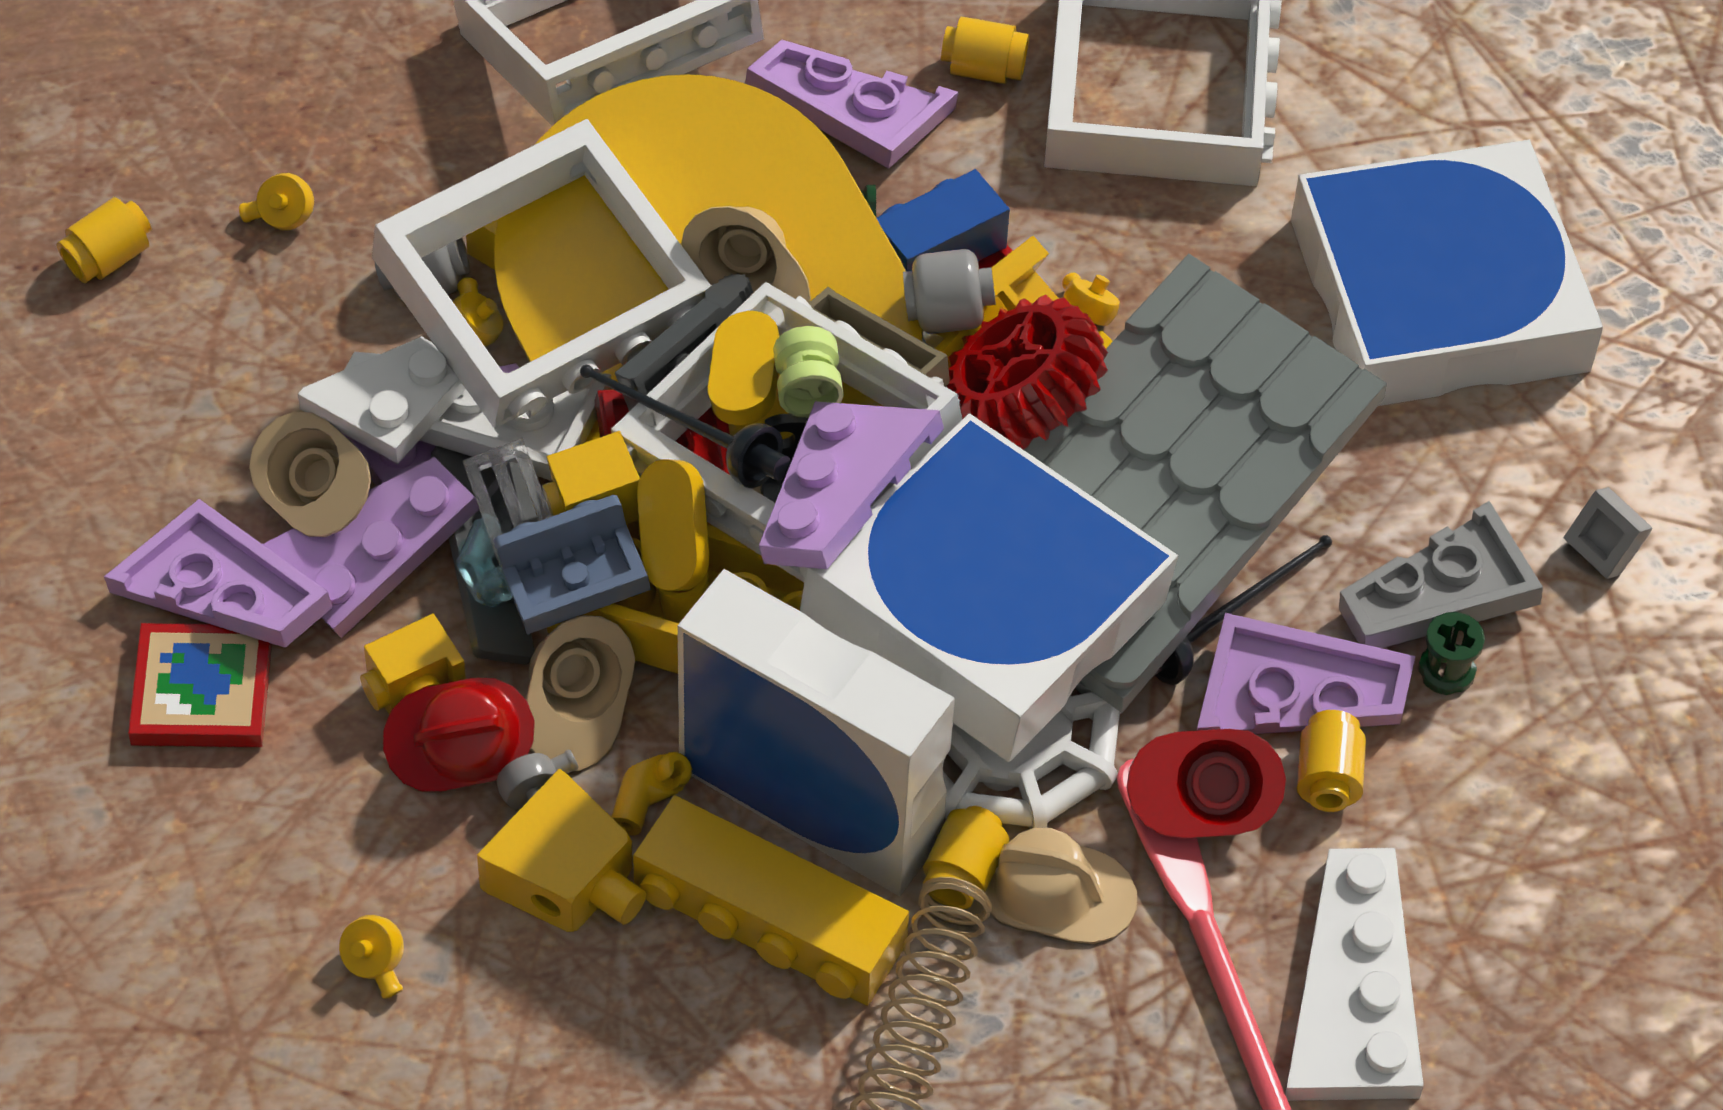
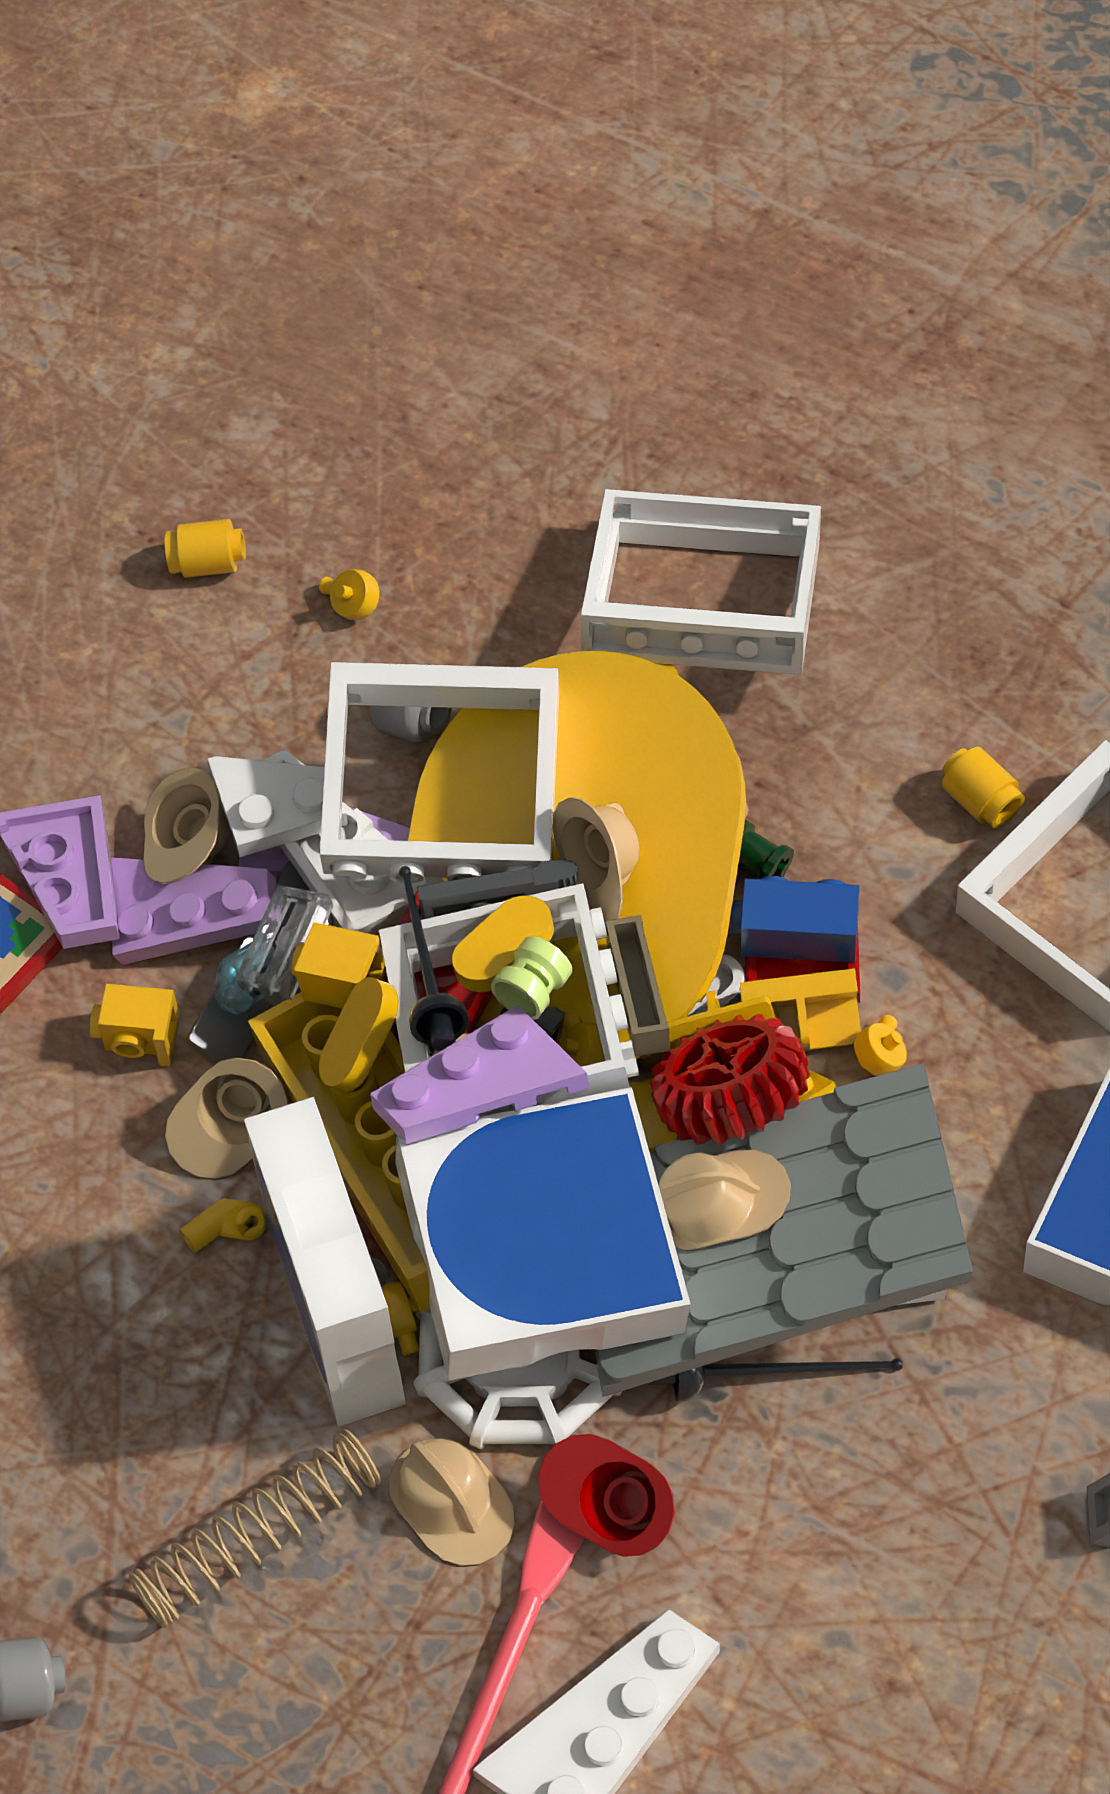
camera: 45 degrees right, 5 degrees up
(457, 733) = (125, 1094): red piece -> none
(479, 311) = (405, 768): yellow piece -> none
(528, 773) = (150, 1162): light grey piece -> none
(562, 859) = (118, 1236): yellow torso -> none
(571, 563) = (272, 1017): sand blue bracket -> none
(770, 901) = (231, 1368): yellow brick -> none
(859, 109) = (840, 768): lavender wing -> none
(948, 291) = (725, 975): light grey head -> none
(967, 851) = (395, 1425): yellow brick -> none
(1113, 459) = (723, 1196): none -> tan piece
(1281, 676) = (764, 1461): lavender wing -> none
(1331, 761) = (730, 1542): yellow brick -> none
(1442, 647) = (910, 1506): dark green bush -> none
(1461, 571) = (959, 1465): light grey wing -> none

